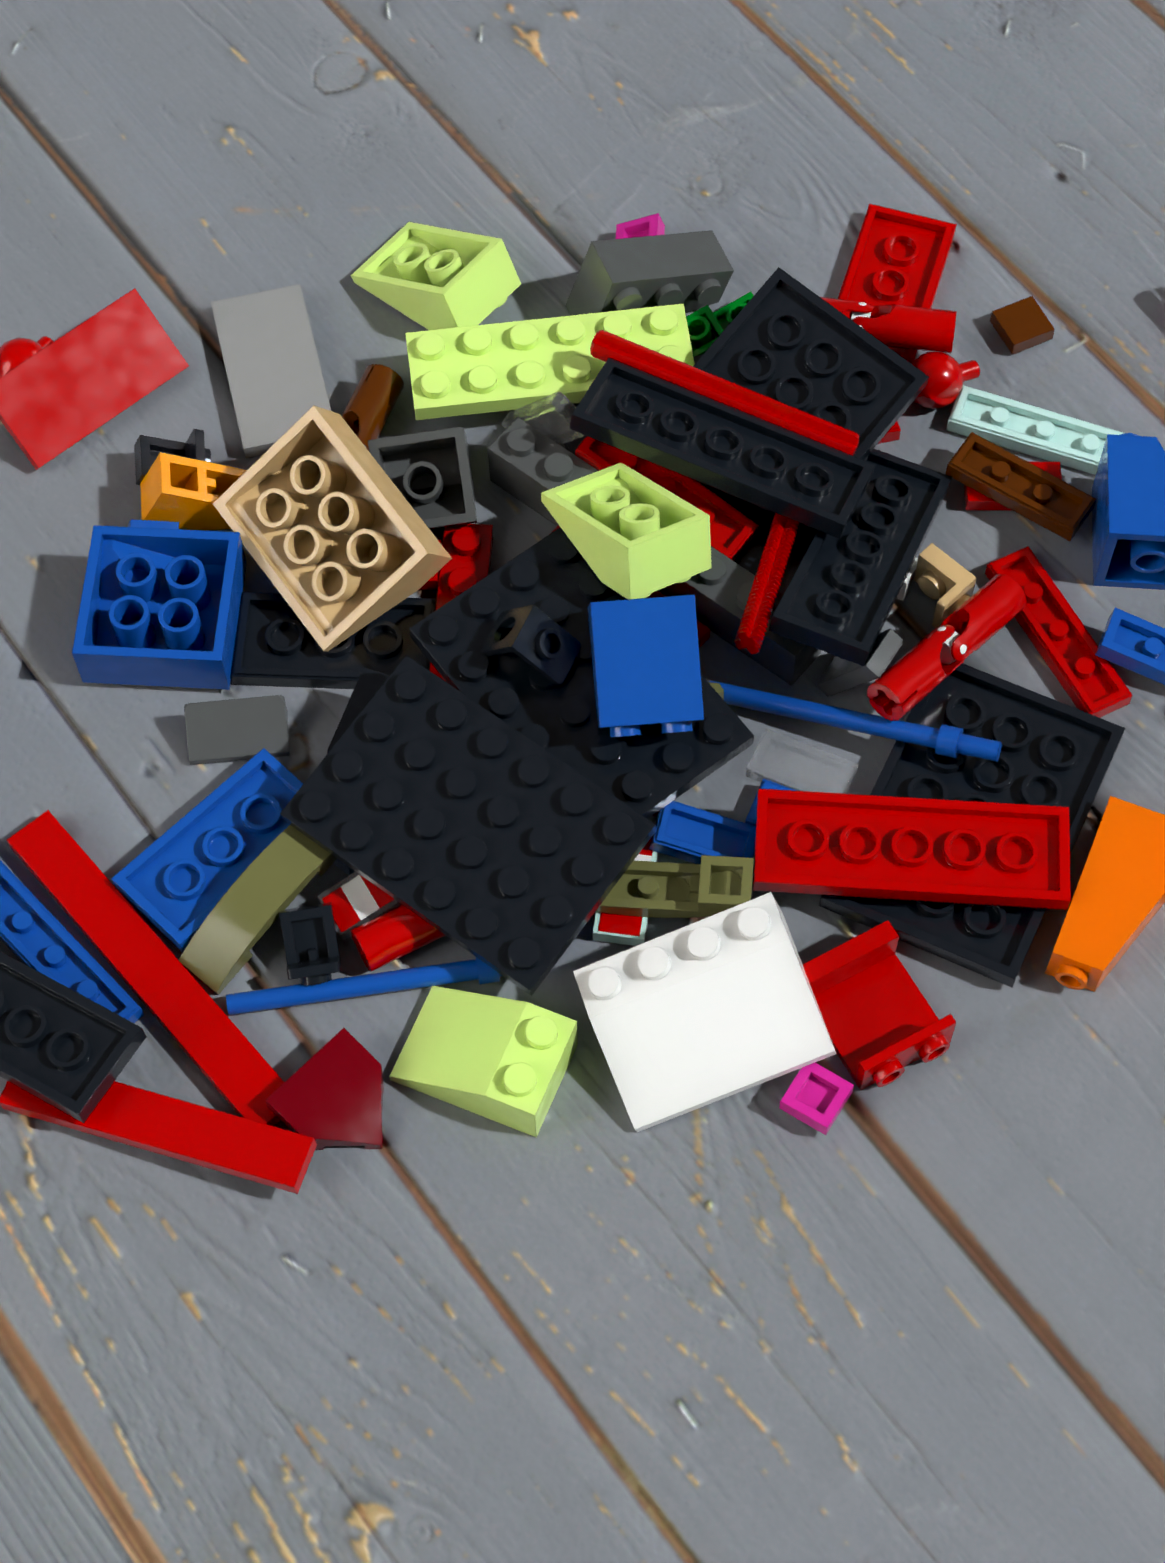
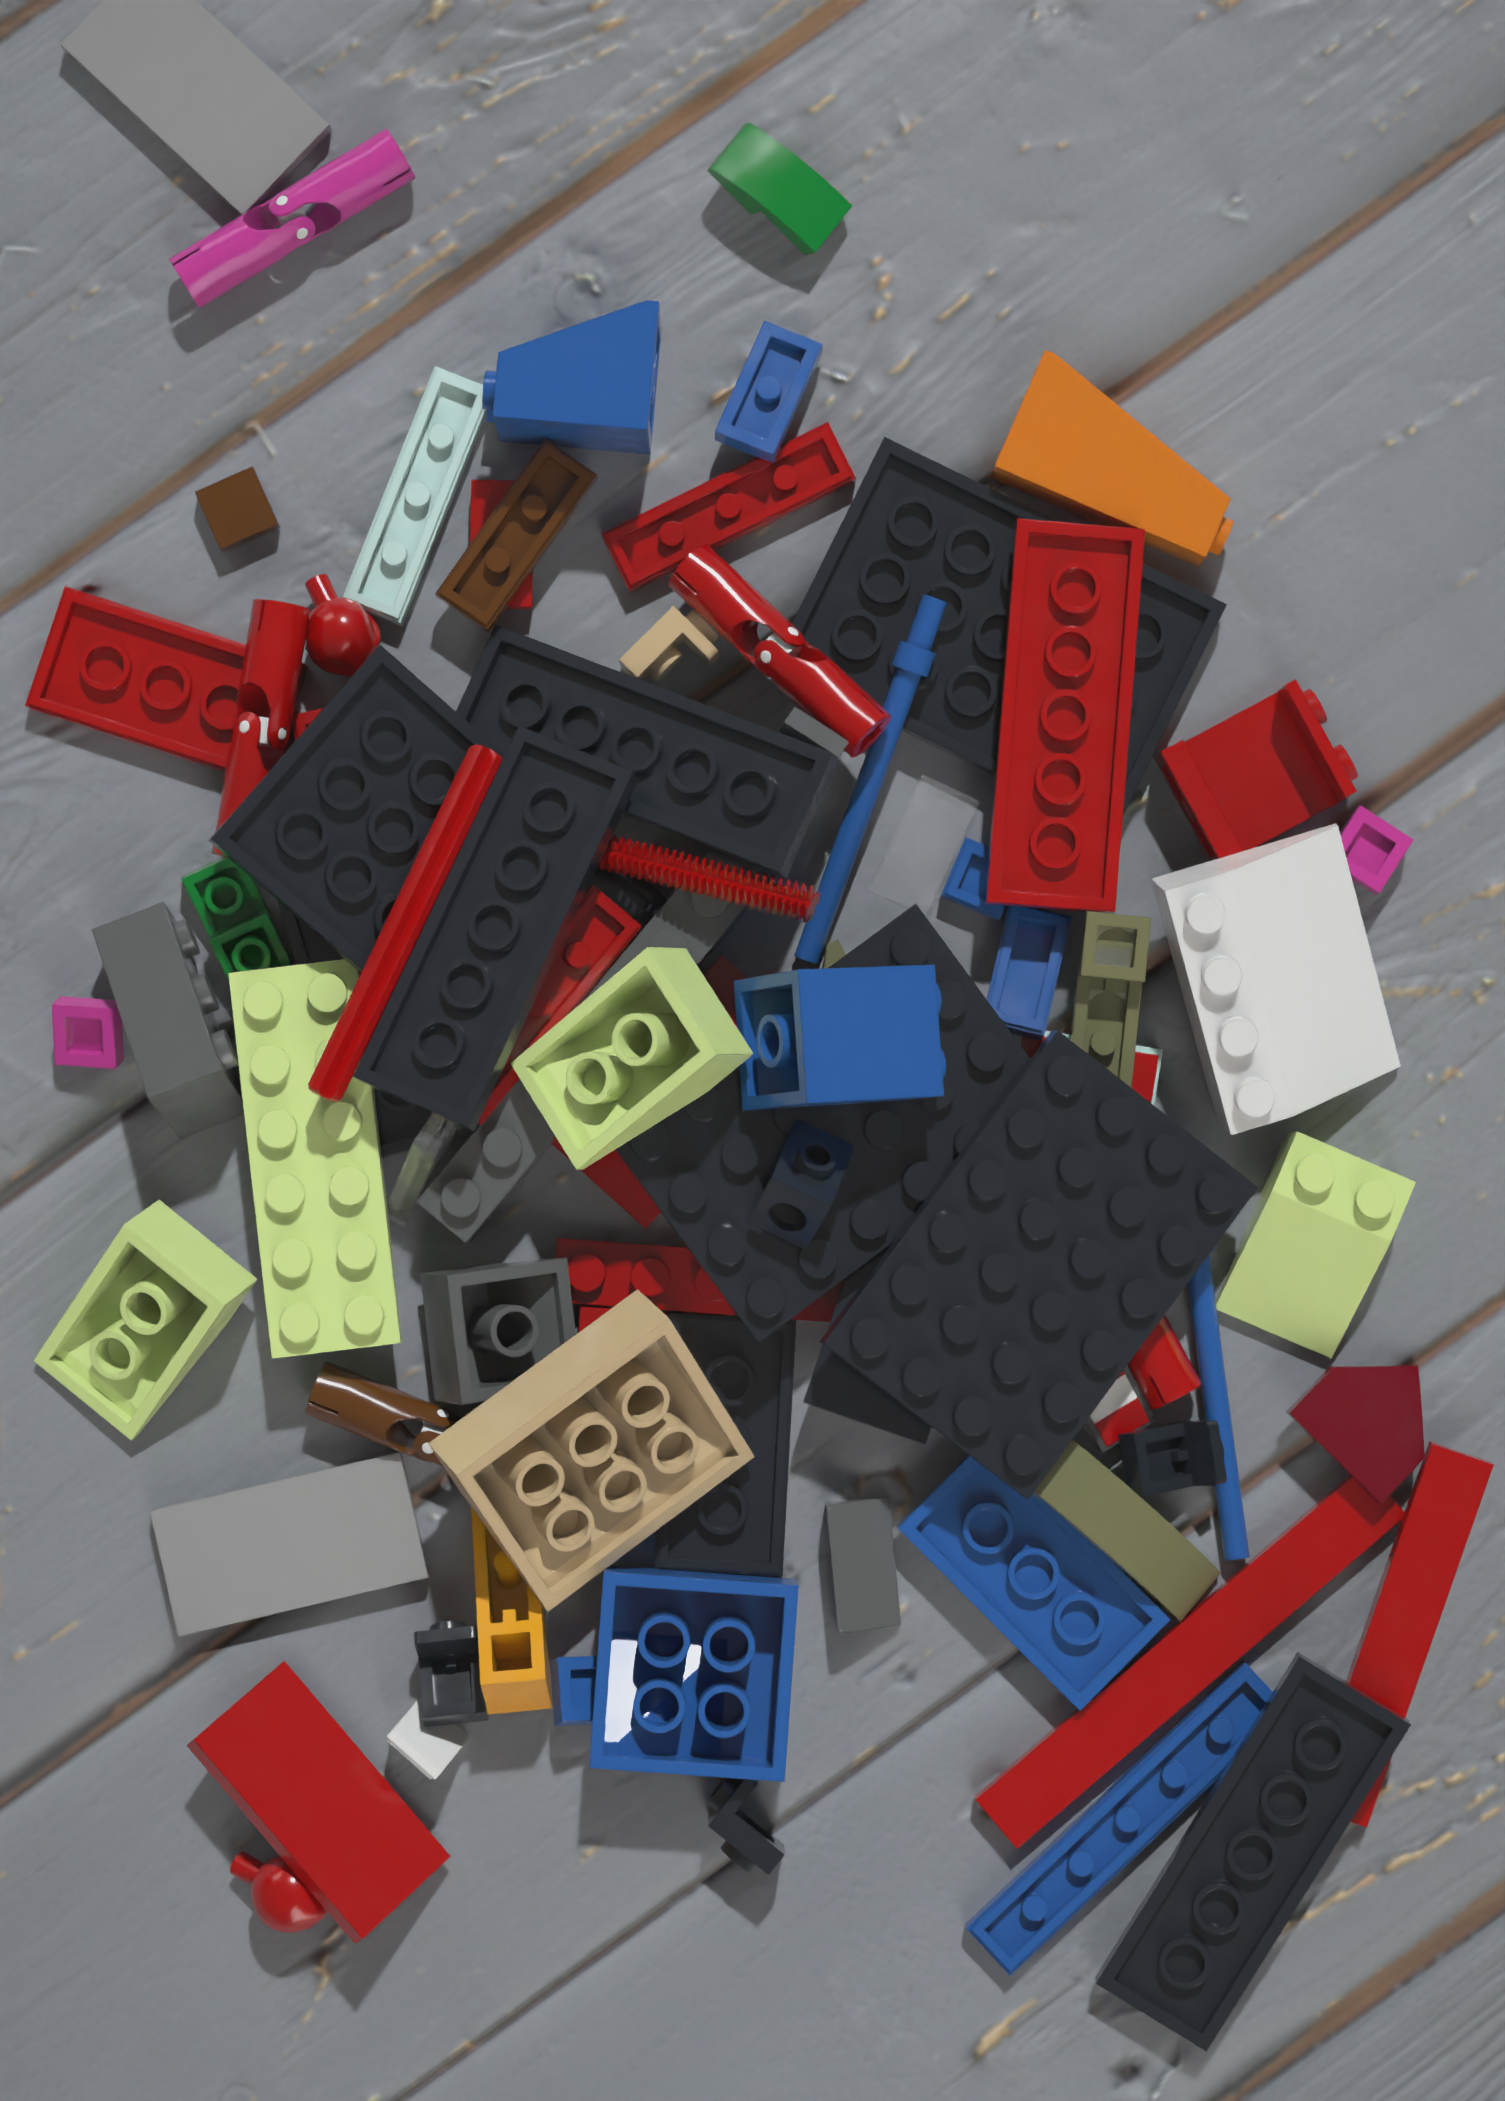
camera: 95 degrees left, 25 degrees up
(38, 648) = (745, 1839): none -> black bracket
(116, 447) = (424, 1746): none -> white slope

